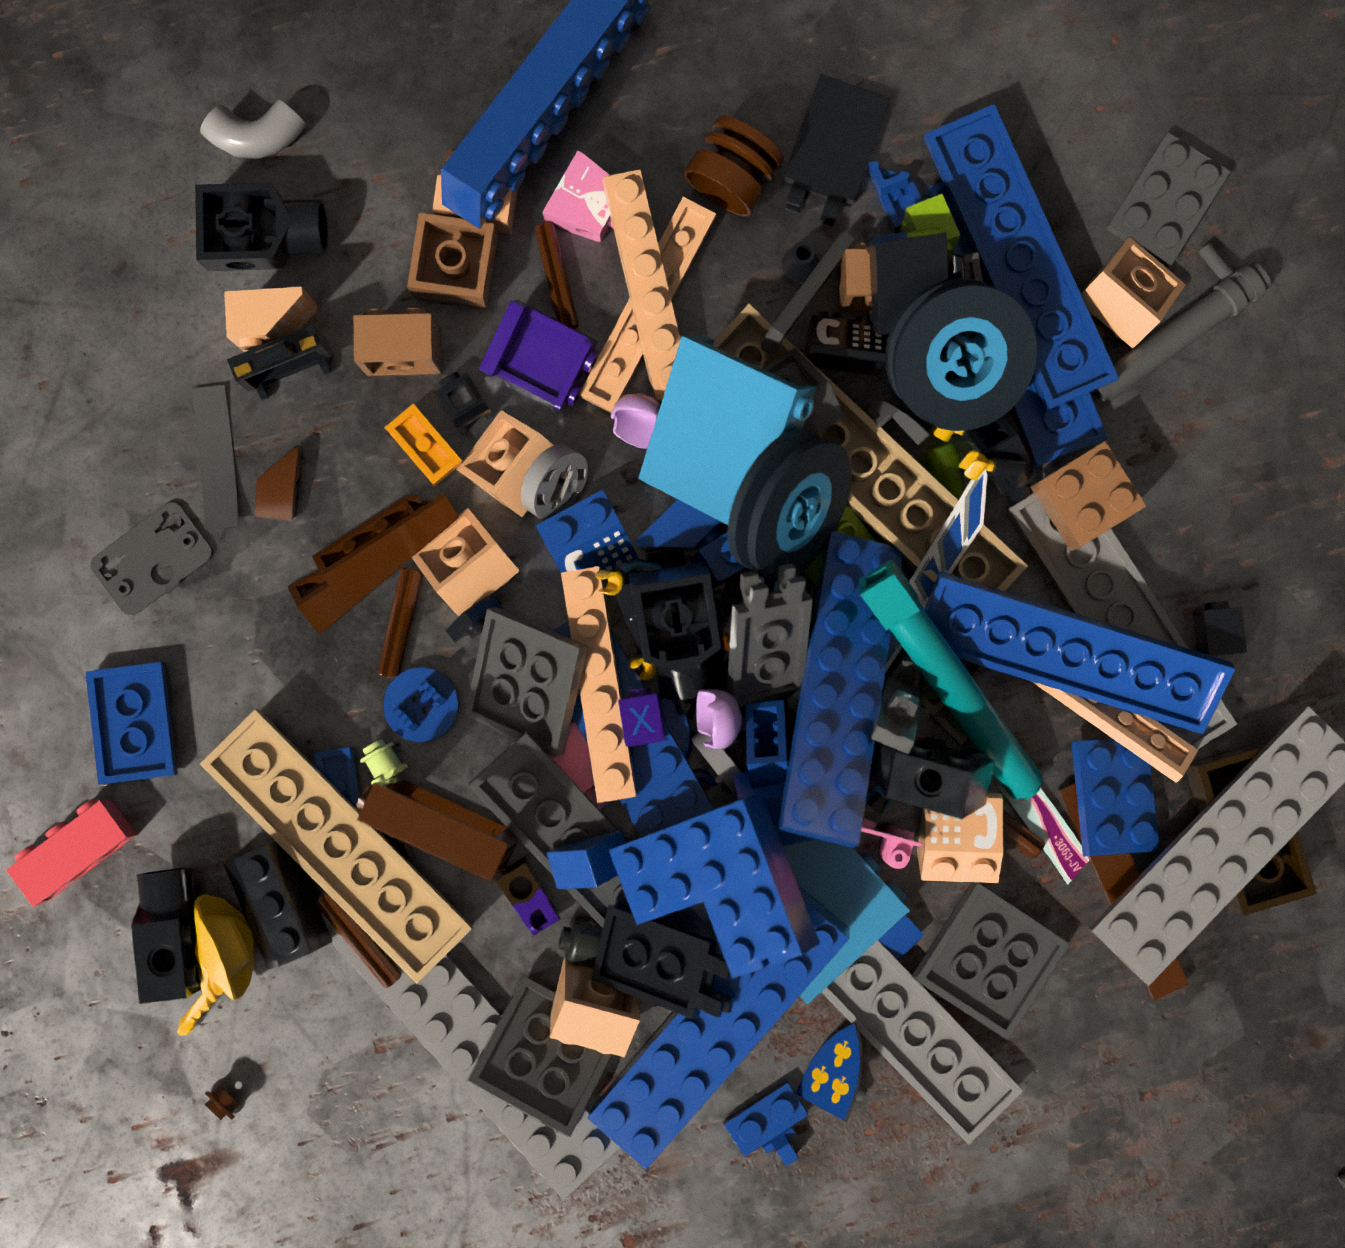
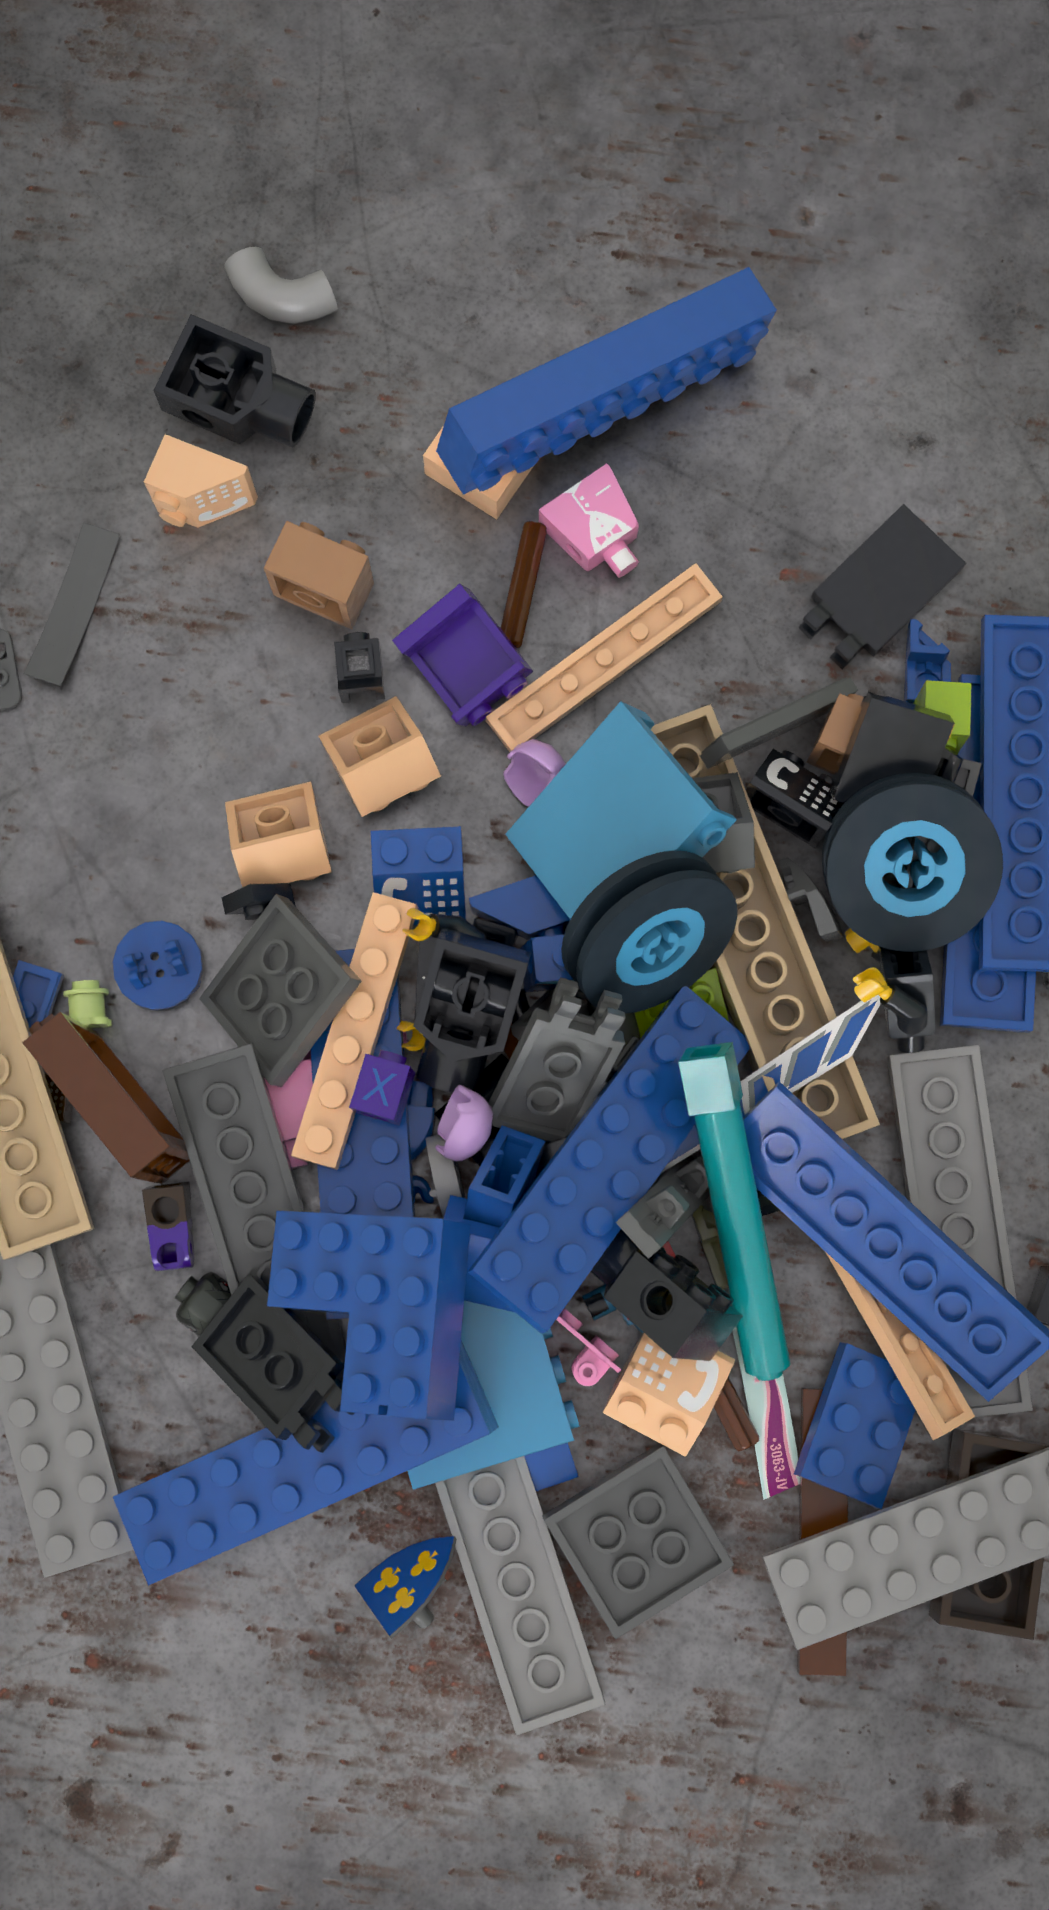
camera: 25 degrees right, 5 degrees down
(278, 487) = (121, 666): reddish brown slope -> none
(281, 359) = (190, 534): black piece -> none
(368, 557) = (180, 782): reddish brown wedge -> none
(399, 622) = (178, 867): reddish brown axle -> none
(423, 444) = (296, 693): light orange plate -> none
(452, 260) = (420, 516): medium nougat brick -> none
(535, 1071) = (101, 1407): dark grey plate -> none
(543, 492) = (395, 791): light grey piece -> none
(585, 862) = (246, 1213): blue slope -> none
(592, 1013) = (175, 1384): light nougat slope -> none
(643, 275) = (614, 620): light nougat plate -> none
(734, 165) = (764, 555): reddish brown wheel -> none
(768, 1123) = (308, 1603): blue hinge -> none
(798, 269) = (781, 693): black cone -> none
(944, 466) = (838, 979): clear neon green cone -> none
(1088, 496) = (981, 1080): medium nougat brick -> none

